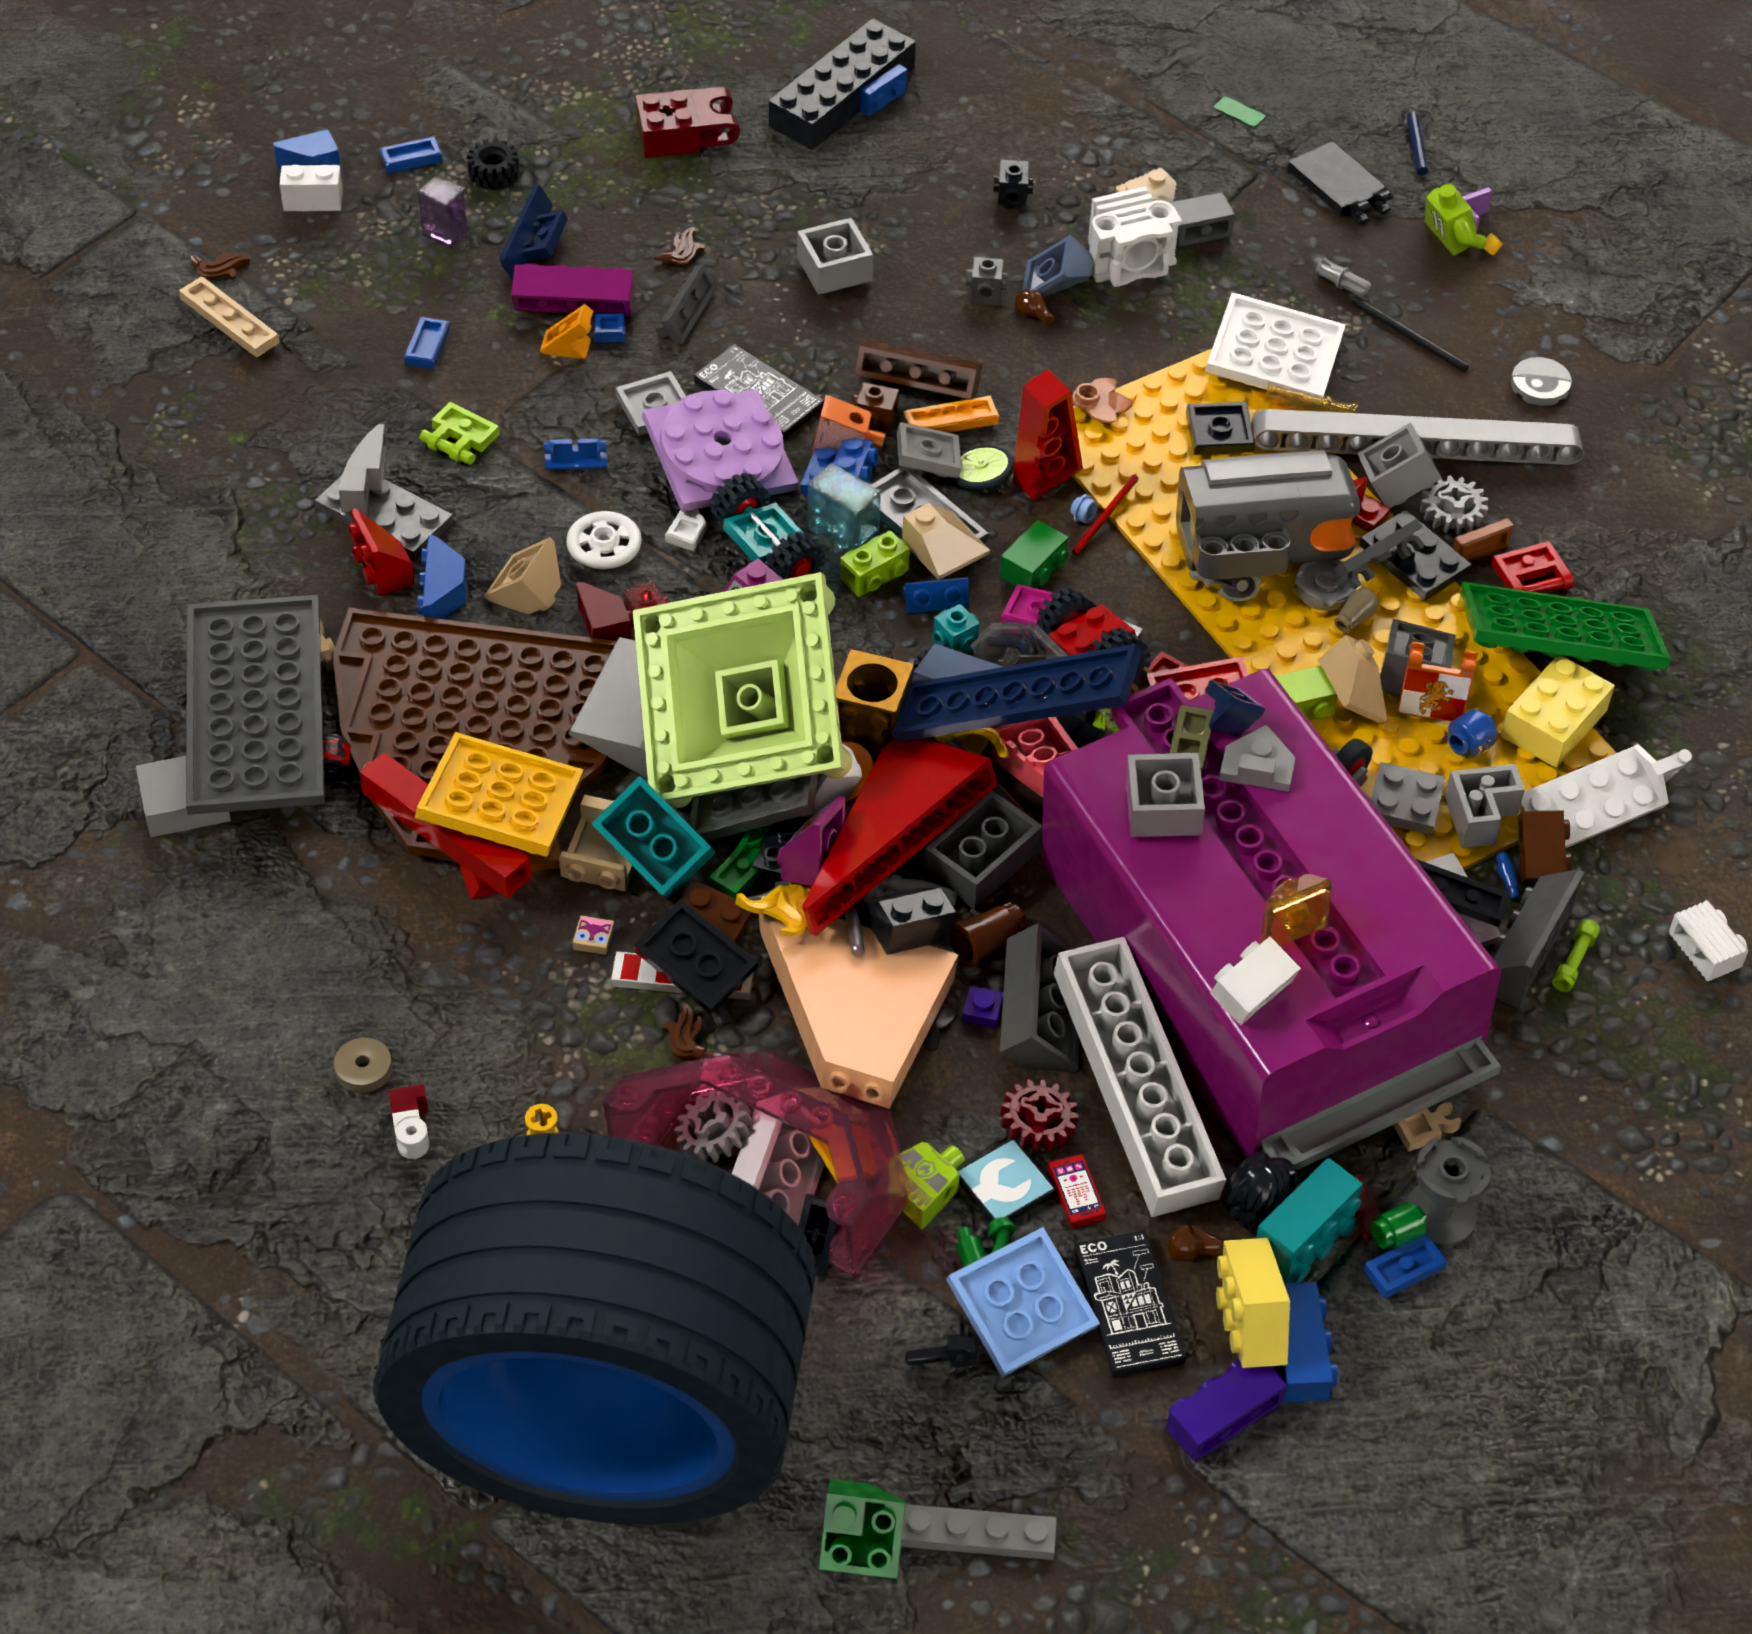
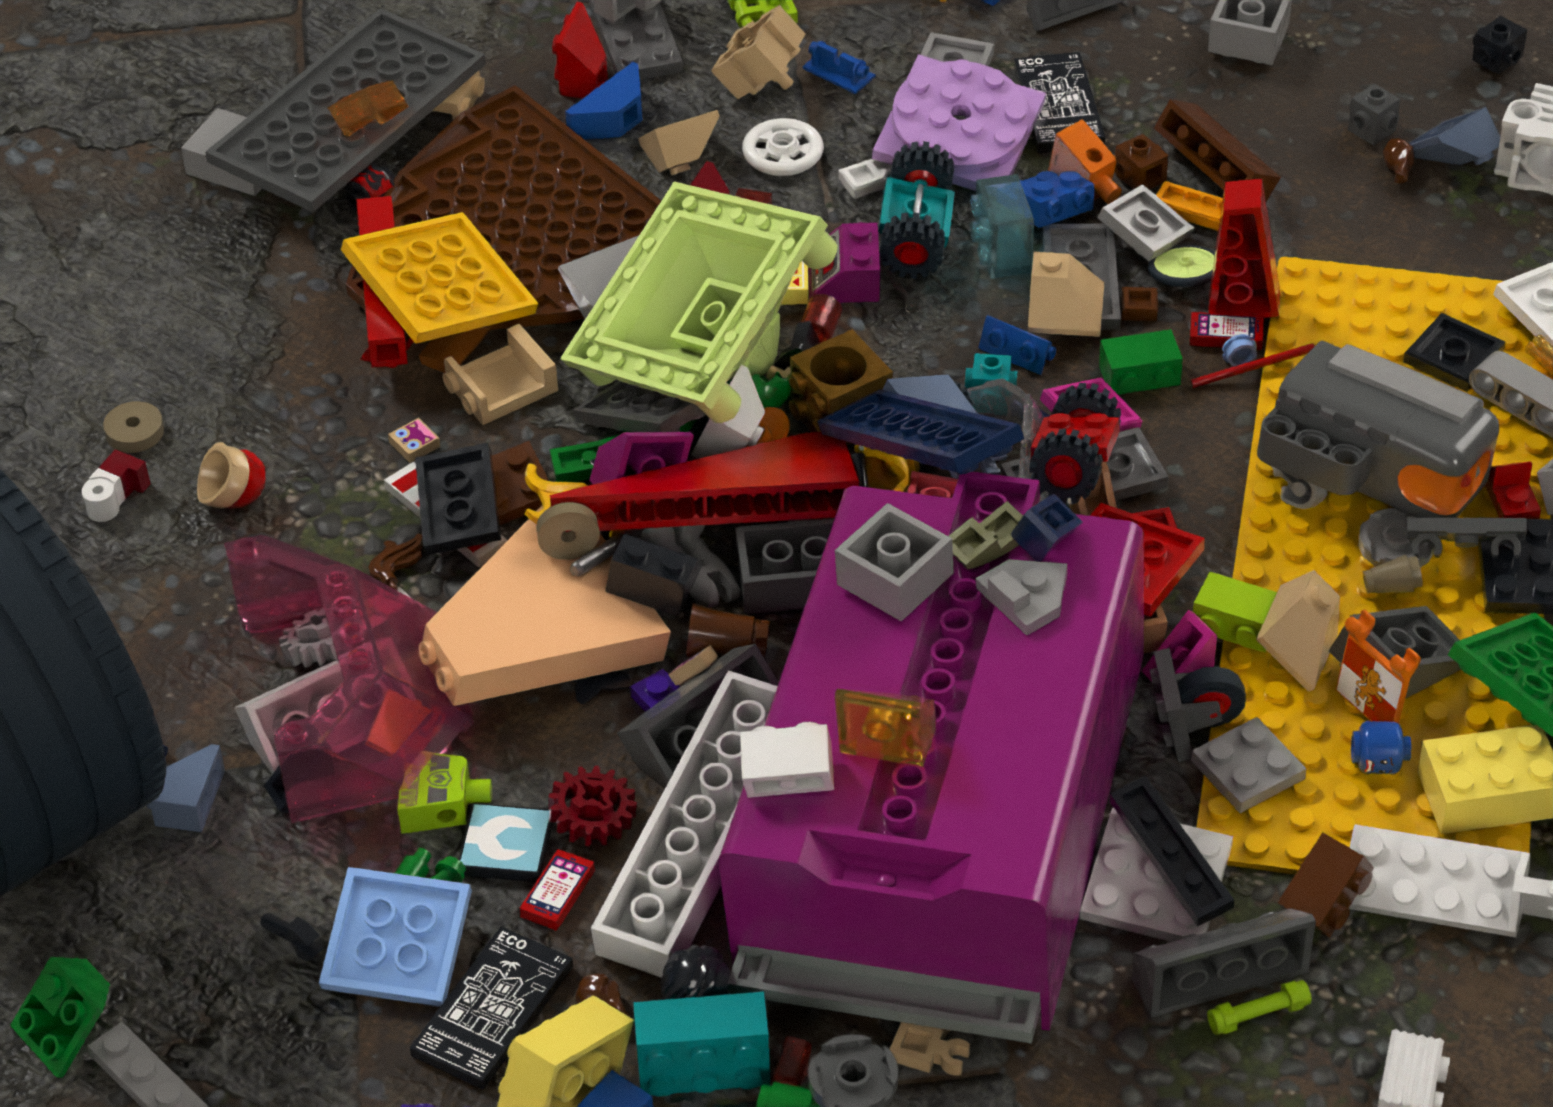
camera: 45 degrees right, 5 degrees down
(287, 691) = (374, 102): none -> clear orange slope
(499, 1054) = (230, 477): none -> tan piece
(518, 474) = (760, 54): none -> tan brick
(547, 1121) = (195, 551): yellow bush -> none
(653, 838) = (525, 384): teal brick -> none
(830, 926) = (566, 517): none -> dark tan piece
(874, 563) = (989, 289): lime brick -> none
(982, 512) = (1139, 304): none -> reddish brown tile
(993, 969) = (693, 666): none -> tan tile
(1055, 499) = (1217, 328): none -> tile
(1101, 400) = (1362, 266): nougat plate -> none
(1480, 799) = (1309, 800): light grey brick -> none
(1508, 874) = (1276, 891): blue piece -> none

